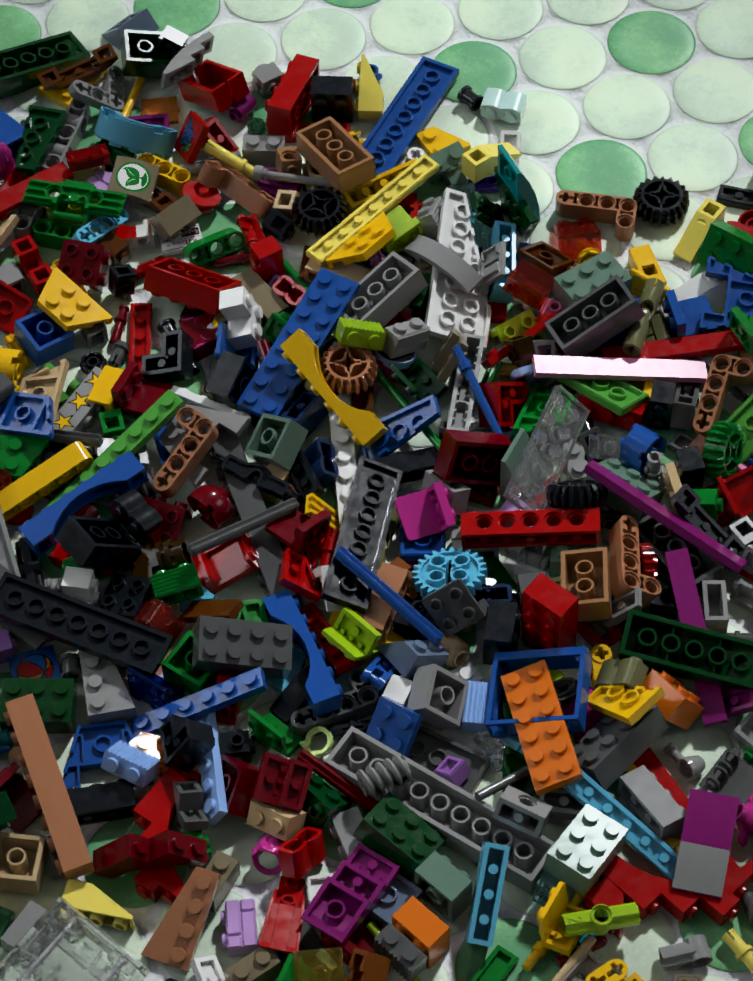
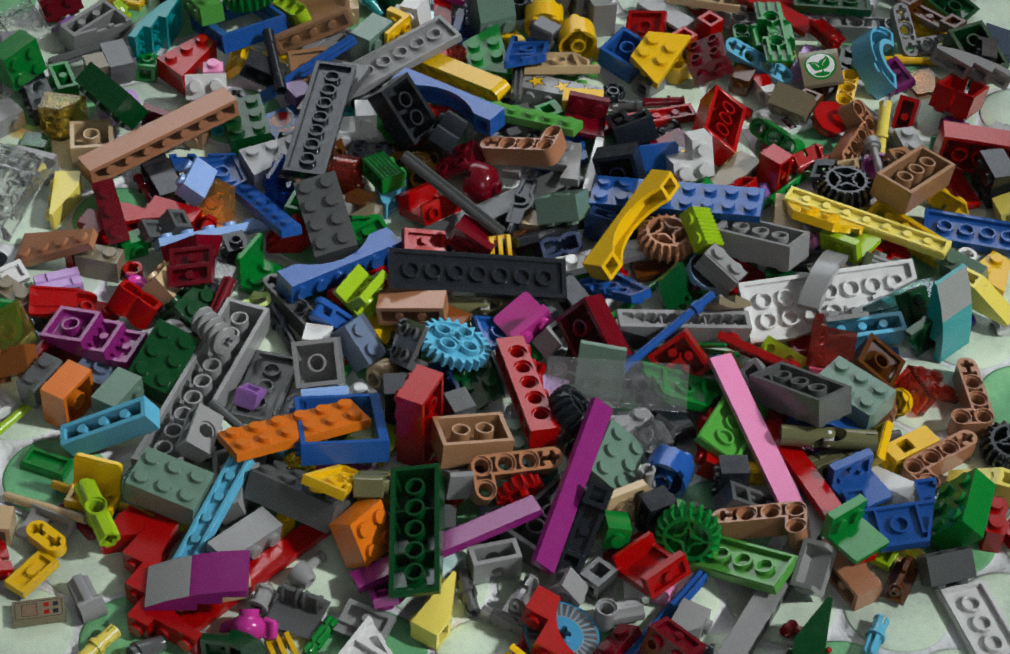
camera: 70 degrees right, 10 degrees down
(112, 823) = (143, 187): none -> dark red piece
(122, 281) = (704, 86): black brick -> none
(185, 742) = (223, 206): black brick -> none
(191, 137) = (891, 94): red tile -> none
(235, 848) = (132, 267): none -> red bush
(389, 595) = (406, 297): blue axle -> none
(394, 725) = (277, 338): blue plate -> none
(520, 350) = (740, 347): dark brown brick -> none
(675, 272) = (940, 457): none -> nougat beam

